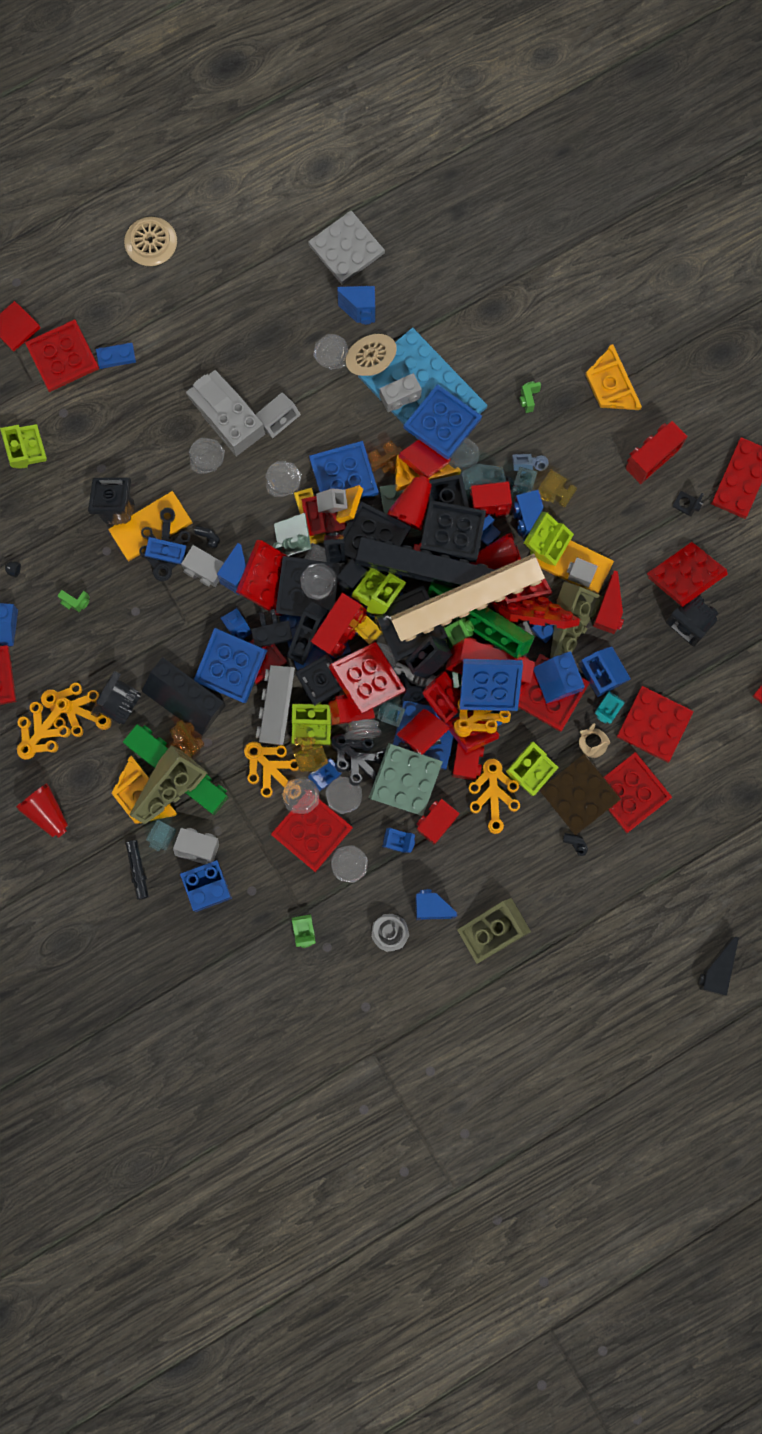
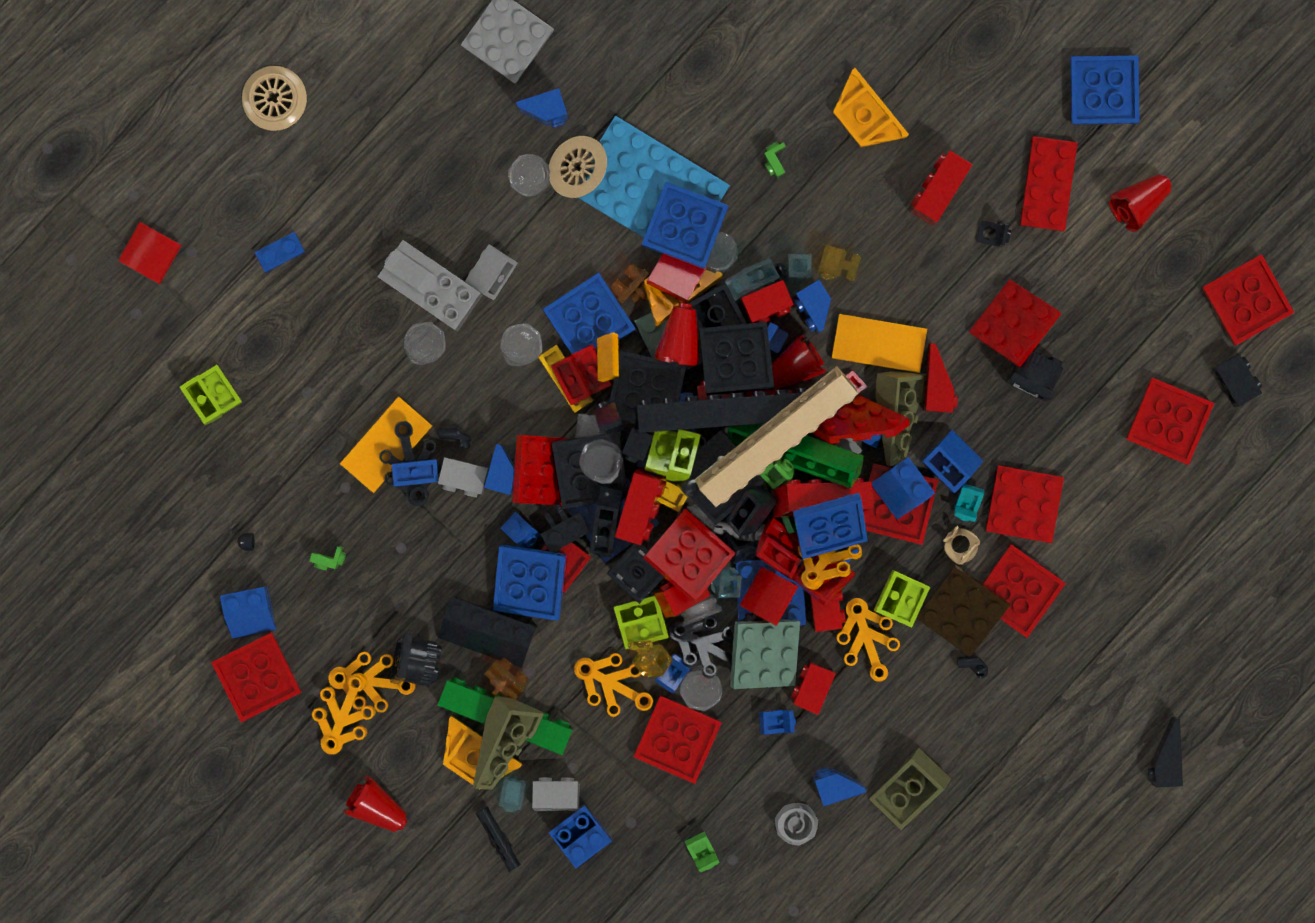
camera: 20 degrees left, 10 degrees up
(62, 355) = (218, 272): red plate -> none
(111, 500) = (334, 432): black piece -> none
(276, 705) = (596, 614): light grey slope -> none
(292, 535) = (552, 411): hinge -> none
(301, 795) = (654, 705): clear hat -> none
(331, 501) = (587, 362): light grey brick -> none
(349, 864) = (729, 763): clear hat -> none
(400, 392) = (627, 204): light grey brick -> none
(526, 461) = (792, 242): sand blue plate -> none
(548, 539) = (846, 329): lime brick -> none
(581, 572) = (894, 356): light grey brick -> none

